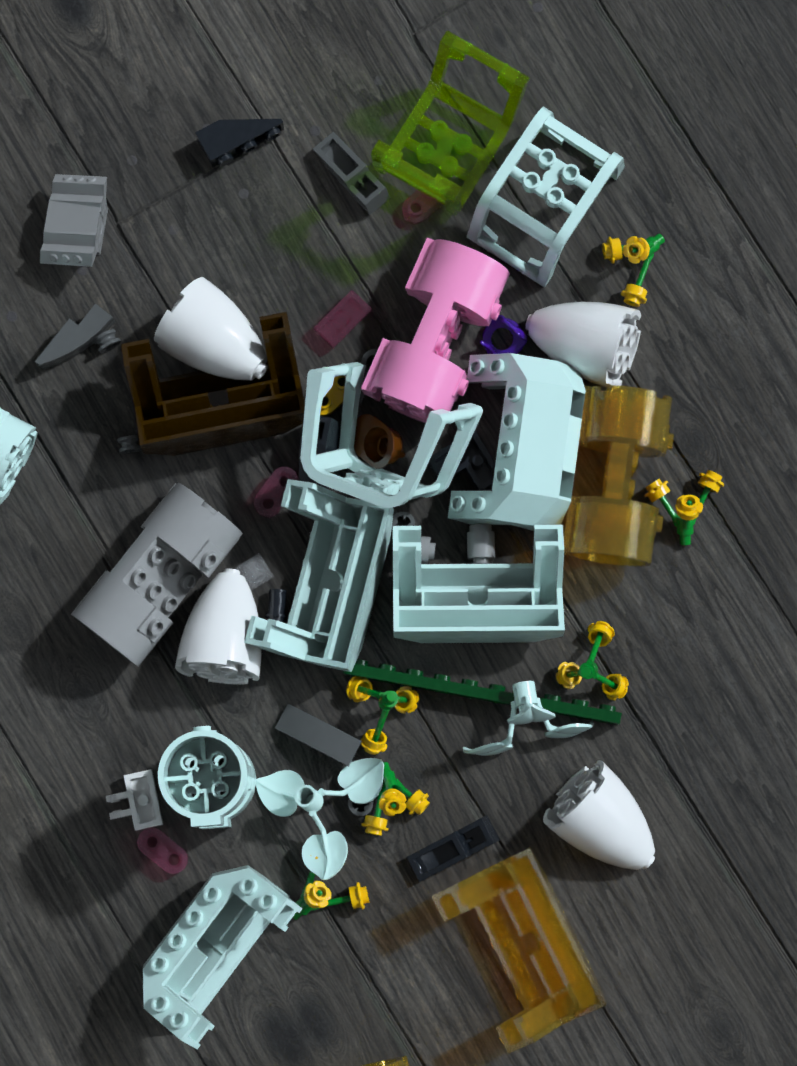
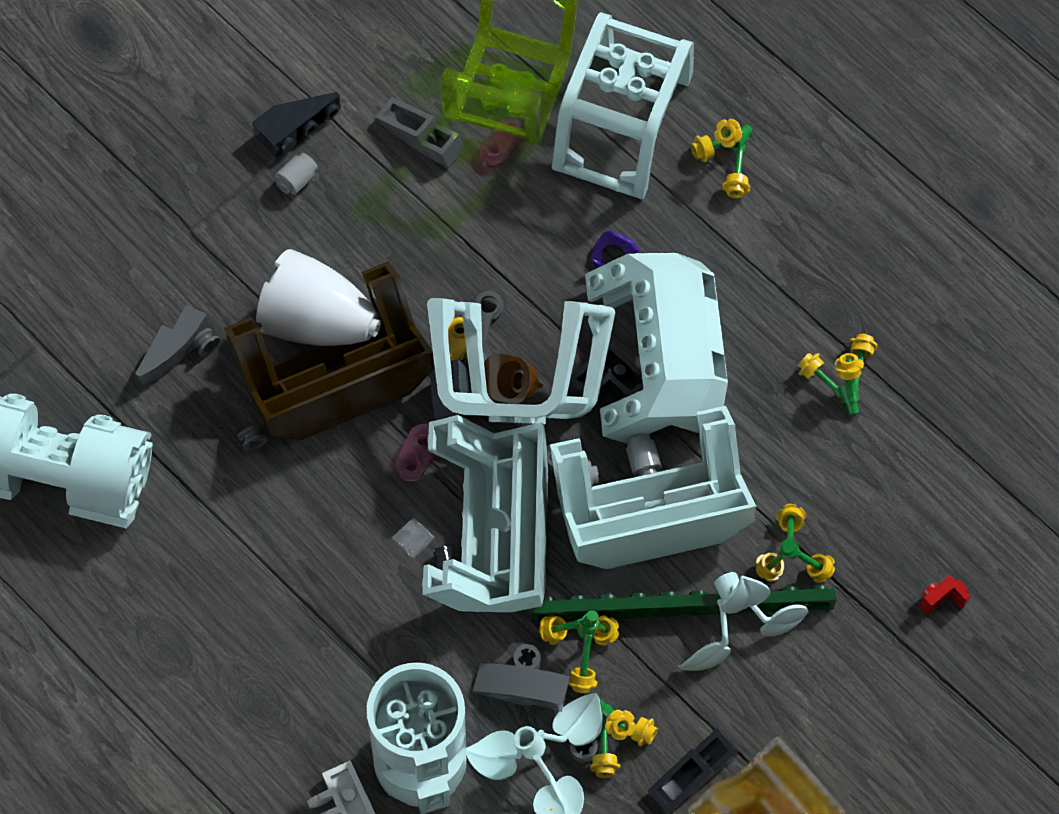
camera: 15 degrees left, 15 degrees down
(75, 220) = (146, 229): light grey slope -> none
(156, 573) = (311, 552): light grey cylinder -> none
(217, 633) = (390, 604): white cylinder -> none
(226, 191) = (296, 174): none -> light grey brick
(337, 714) = (531, 650): none -> dark grey bush
(342, 319) = (445, 270): clear pink plate -> none
(456, 288) = (555, 209): bright pink cylinder -> none
(589, 337) = (704, 227): white cylinder -> none
(602, 819) = (846, 701): white cylinder -> none
(625, 426) = (776, 401): clear yellow cylinder -> none
(712, 736) = (936, 594): none -> red bracket

